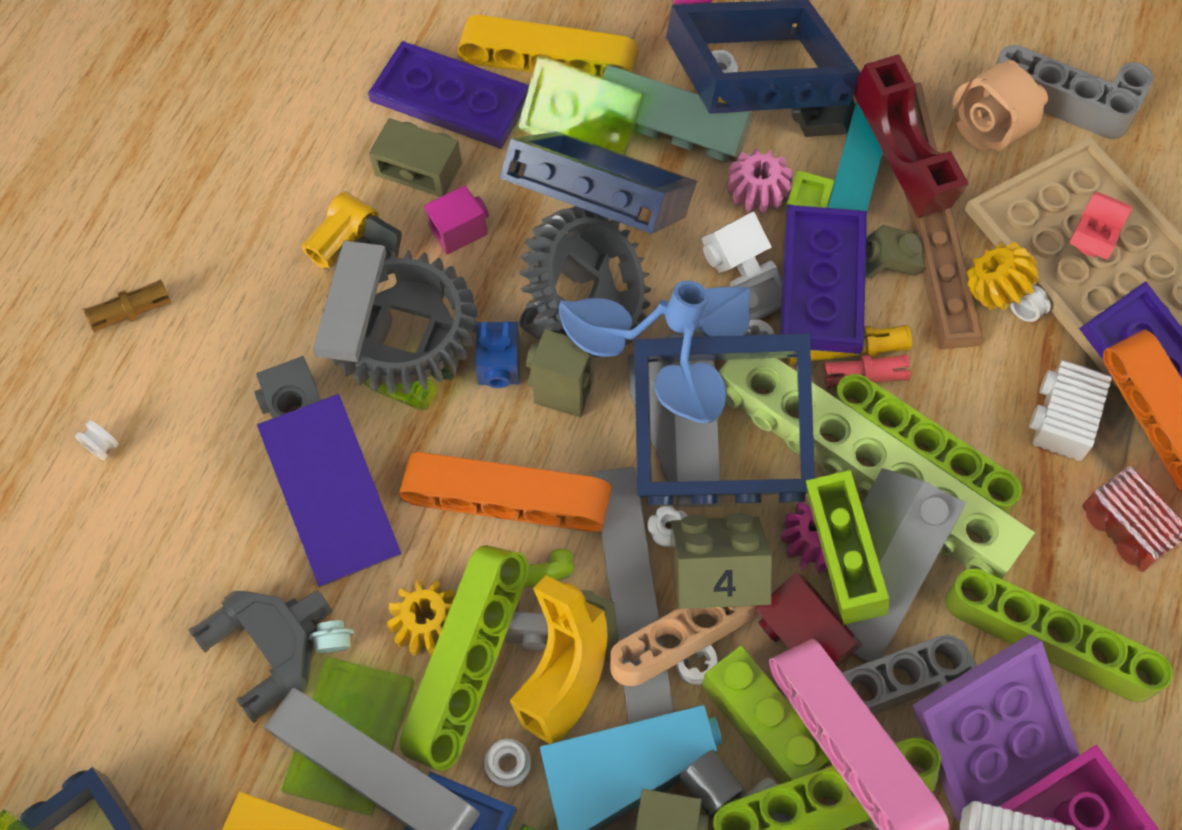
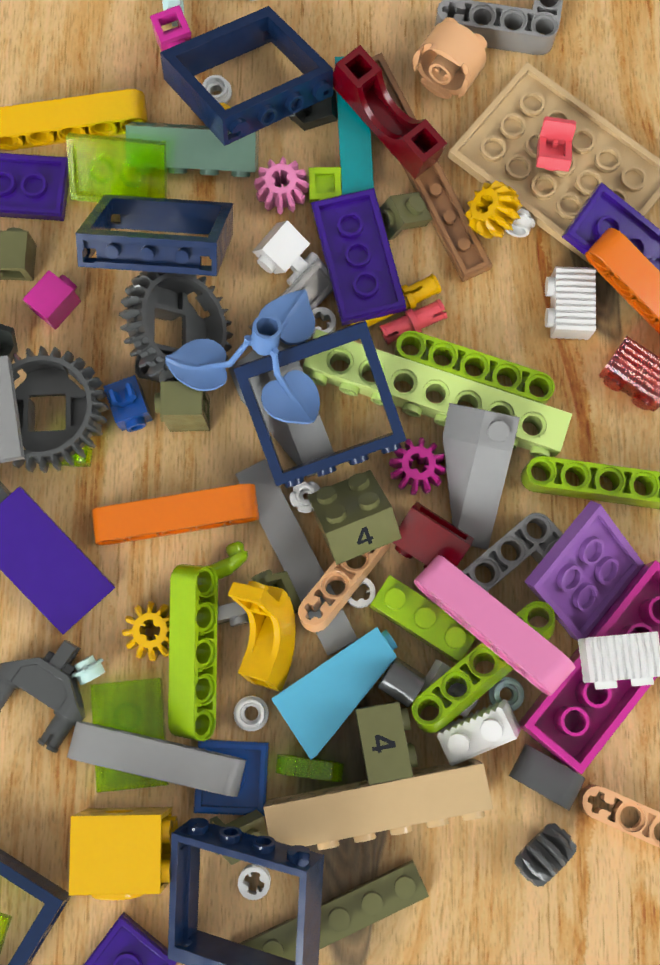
camera: 20 degrees left, 15 degrees up
(847, 547) = (443, 477): lime brick -> none

